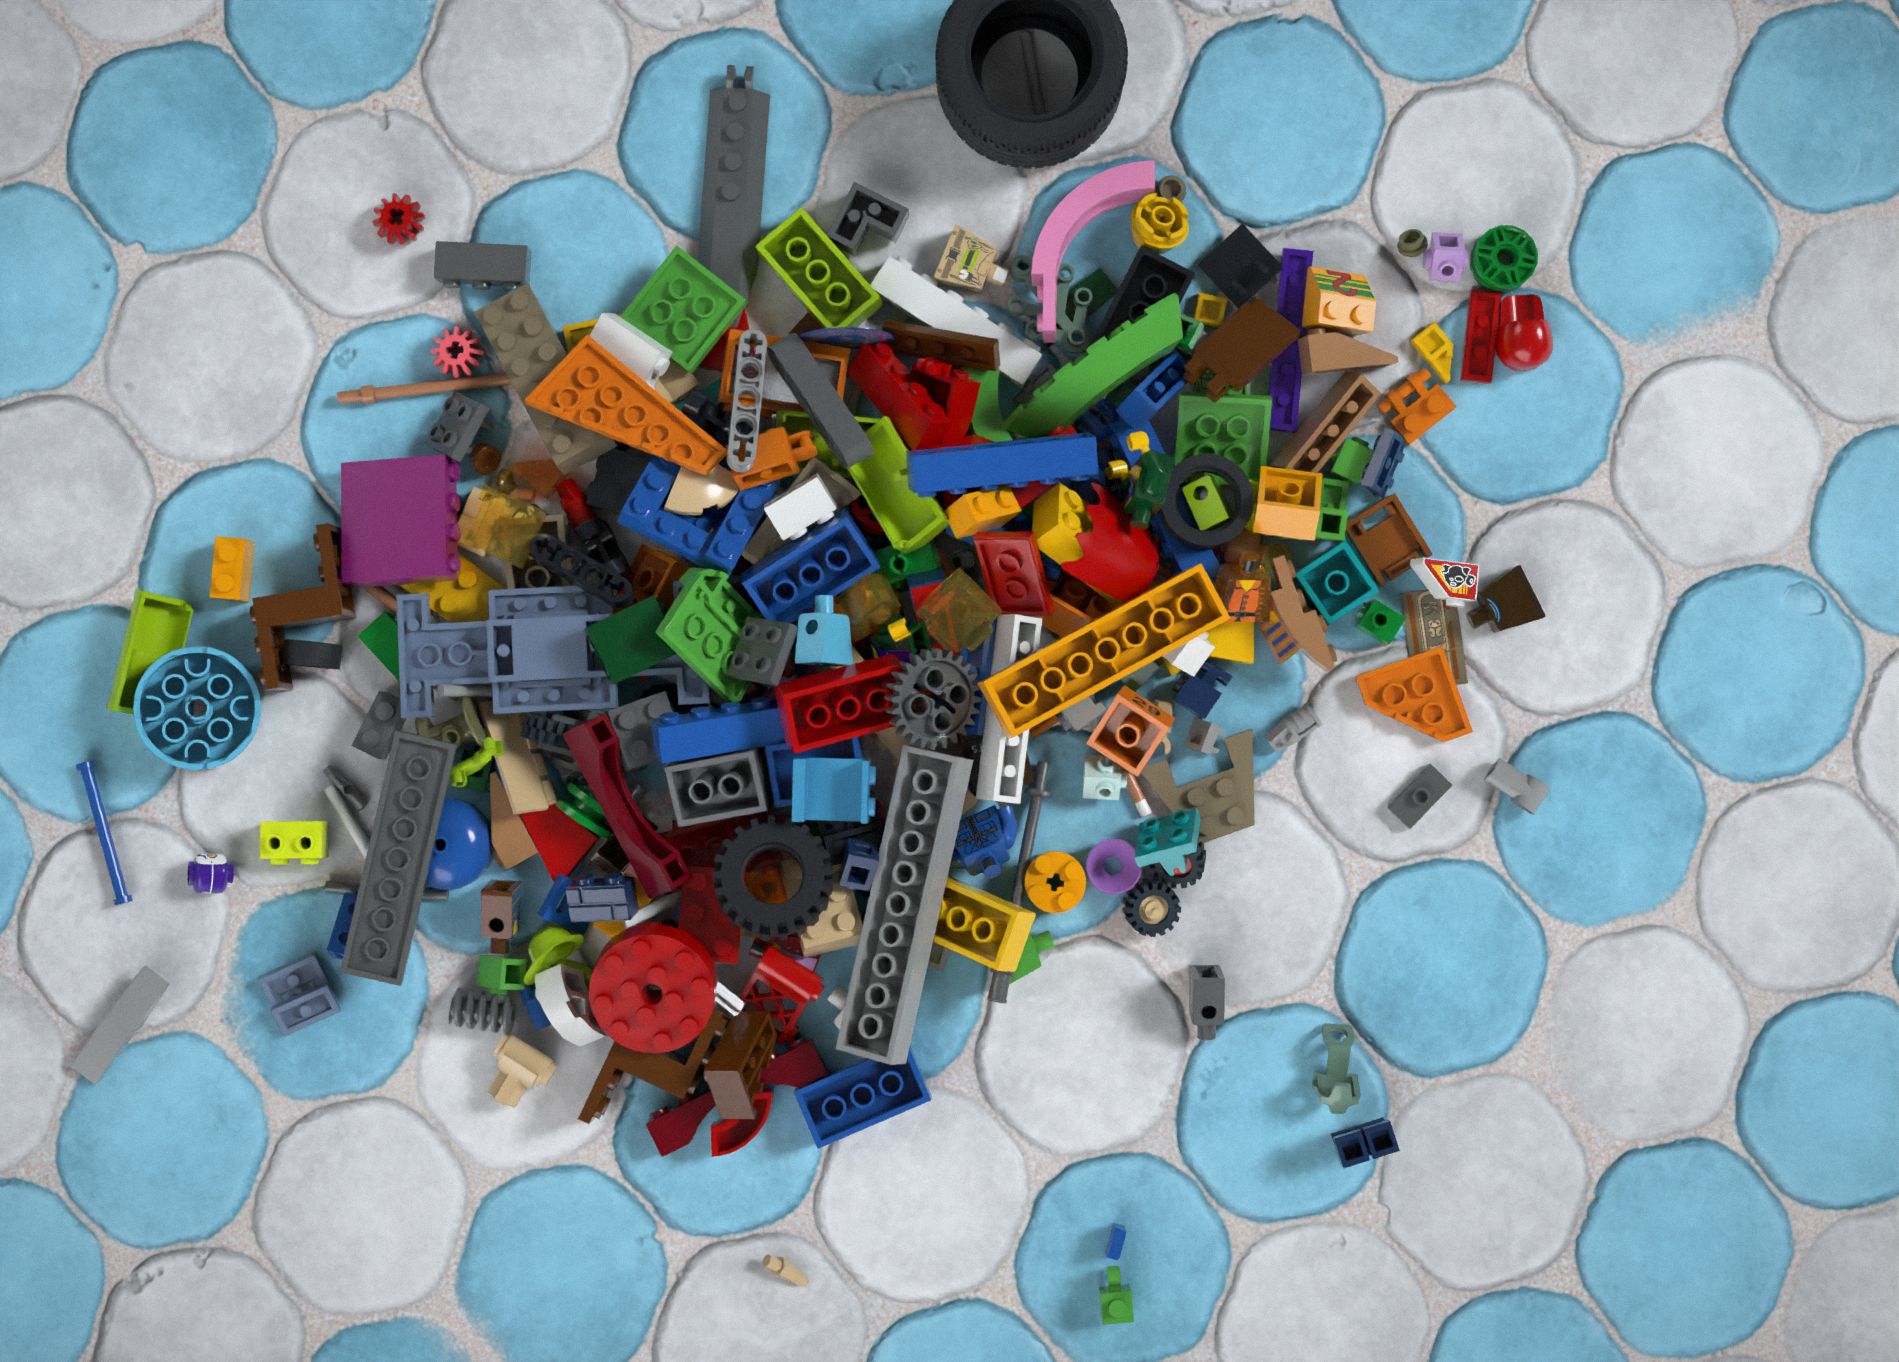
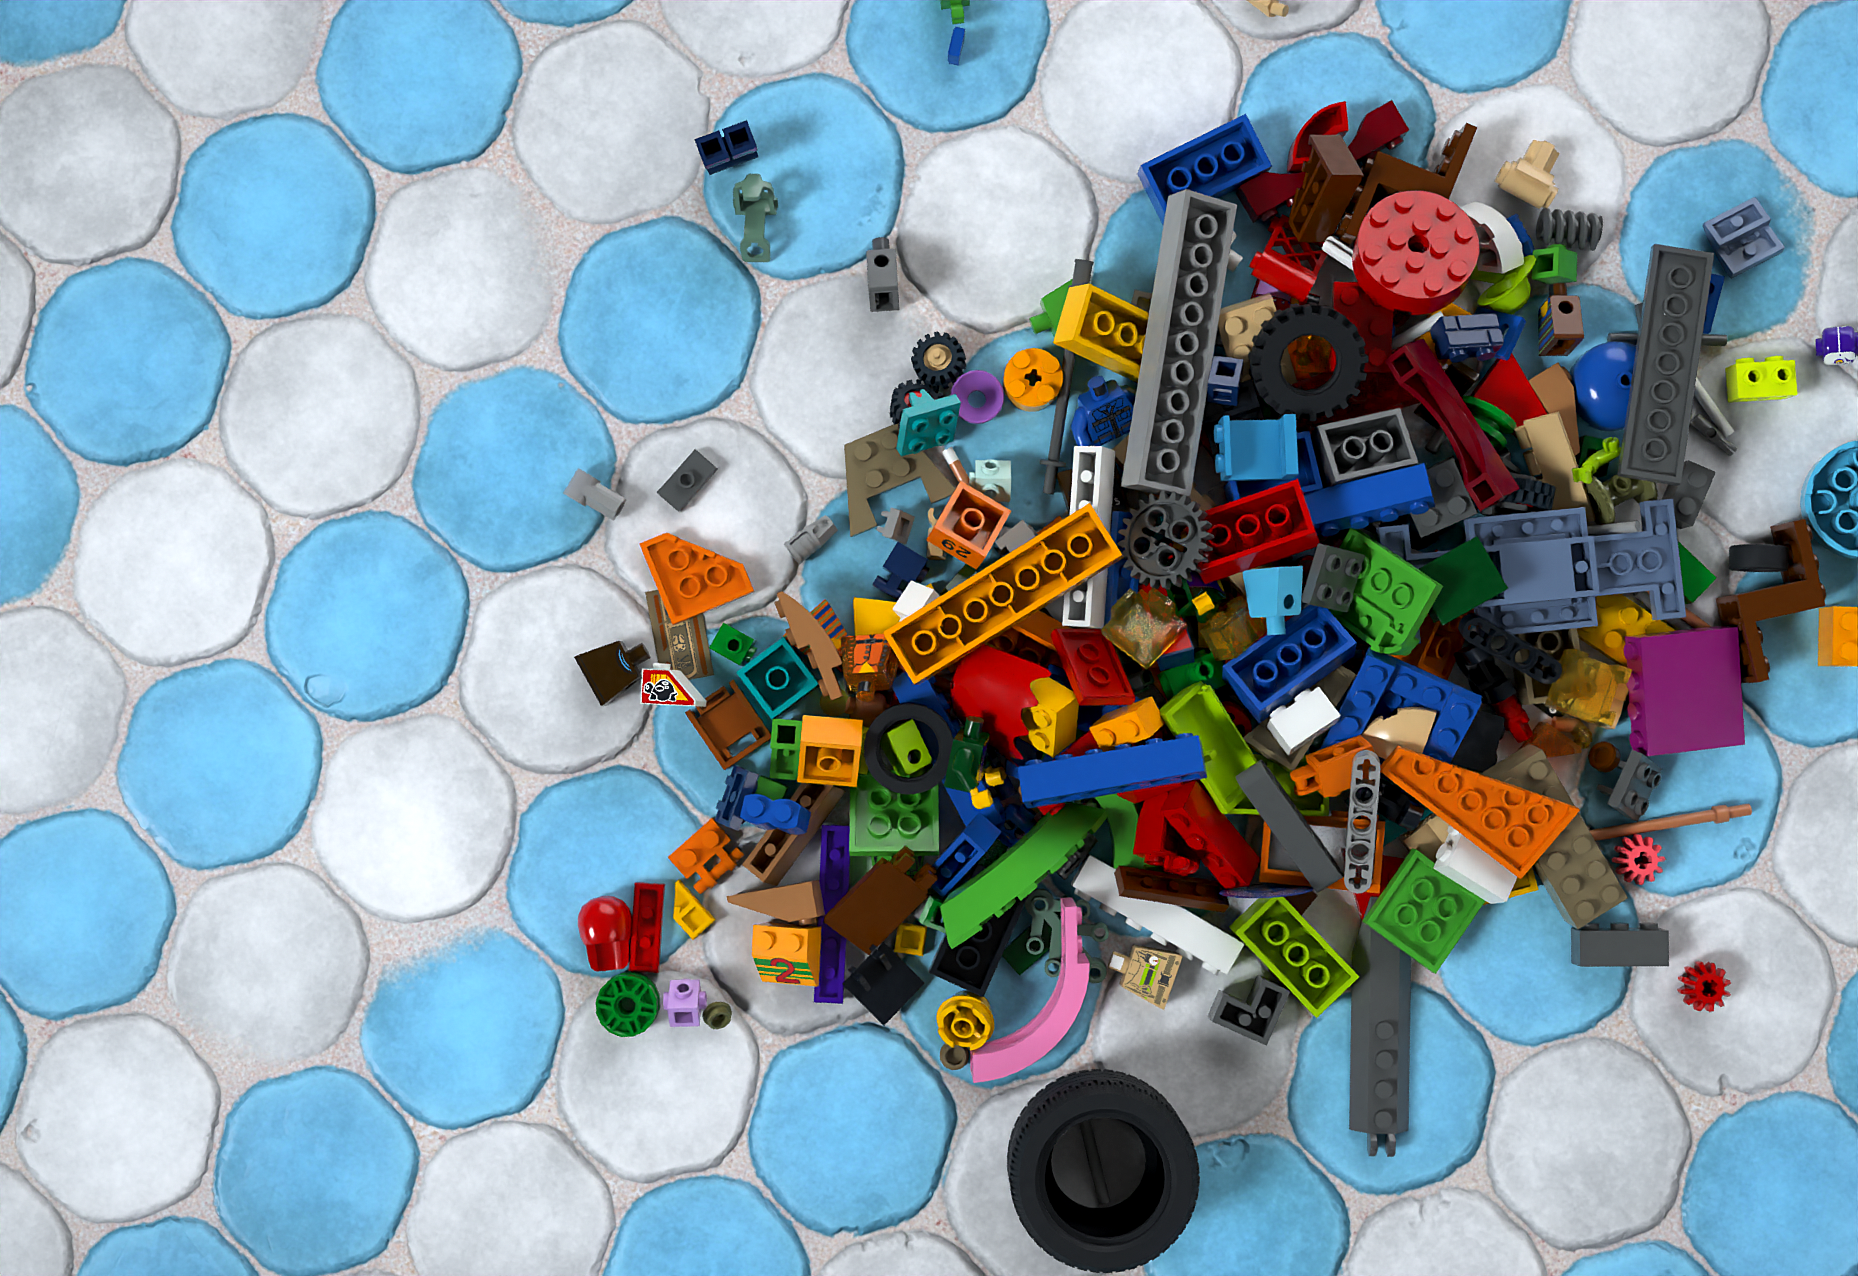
camera: 175 degrees right, 0 degrees up
(1346, 441) = (775, 814): none -> blue brick

